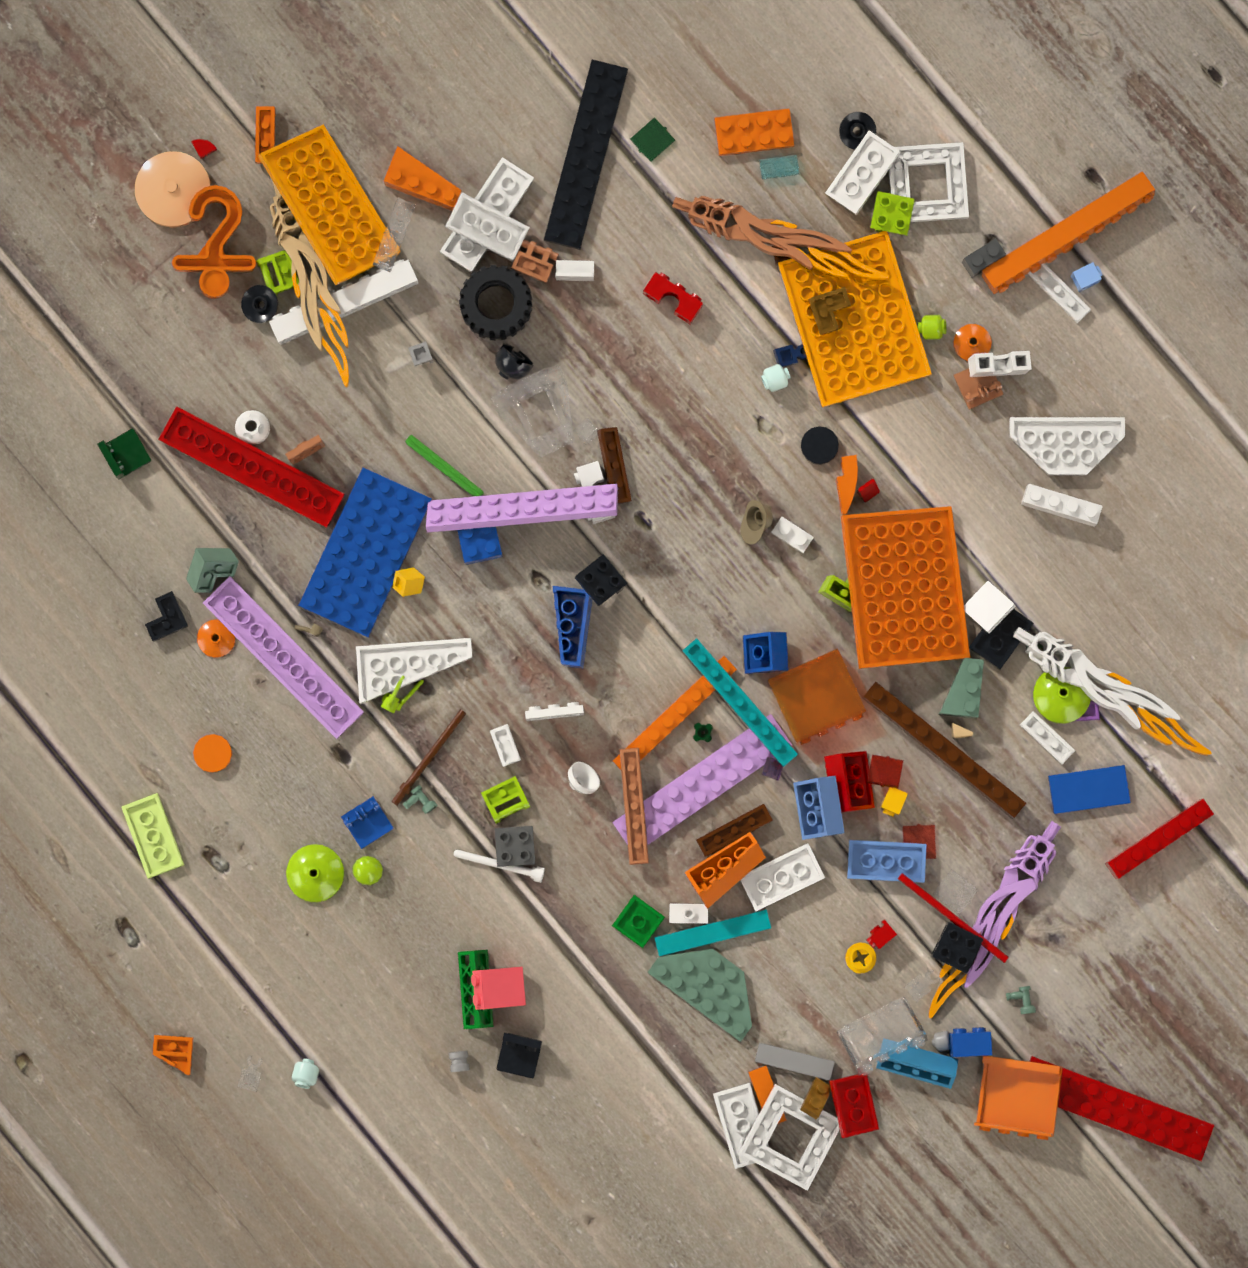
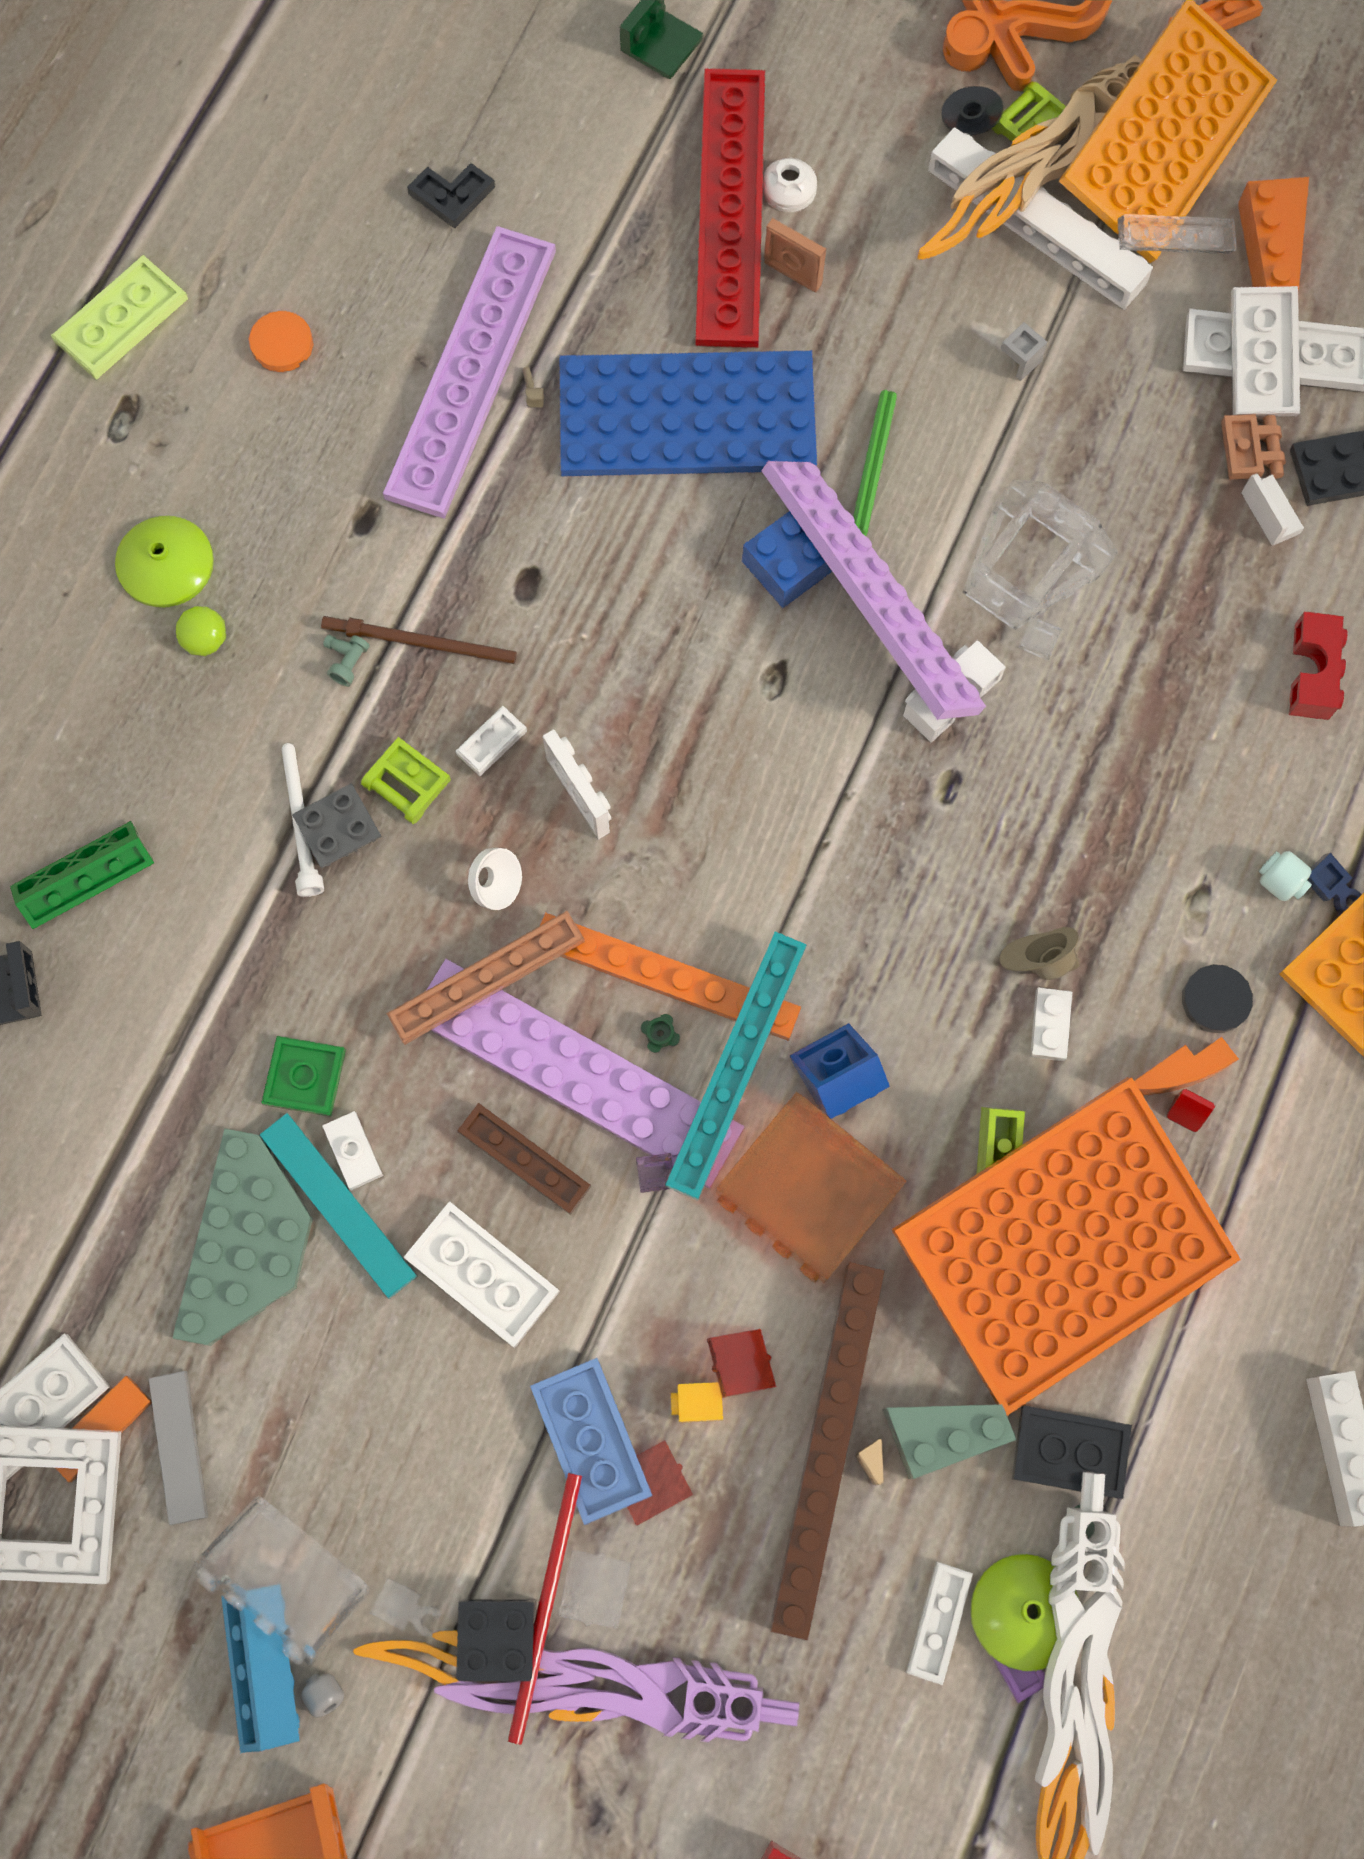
camera: 60 degrees right, 10 degrees down
(208, 565) = (560, 210): sand green panel -> none
(215, 648) = (448, 283): orange dish -> none
(367, 822) = (275, 597): blue hinge -> none
(383, 665) = (539, 530): white wing -> none
(390, 702) = (477, 547): lime plant -> none
(408, 582) = (673, 488): yellow panel -> none
(491, 277) = (1170, 379): black tyre -> none
(498, 988) = (92, 901): coral brick -> none
(512, 363) = (1084, 478): black cylinder -> none
(573, 620) = (731, 750): blue wedge -> none
(601, 580) = (821, 755): black bracket -> none
(614, 462) = (1012, 699): reddish brown plate -> none
(725, 869) = (449, 1170): orange wedge -> none
(816, 1098) = (124, 1515): pearl gold plate -> none
(818, 807) = (625, 1277): medium blue brick -> none
(851, 778) = (694, 1306): red slope -> none
(854, 1105) = (140, 1589): red tile -> none
(869, 961) = (387, 1476): yellow gear -> none
(881, 935) = (458, 1492): red brick -> none
(971, 1043) = (336, 1749): blue brick -> none
(988, 607) = (1108, 1406): white tile -> none
(1023, 994) = (470, 1806): sand green piece -> none
(1089, 789) = (887, 1746): blue tile -> none

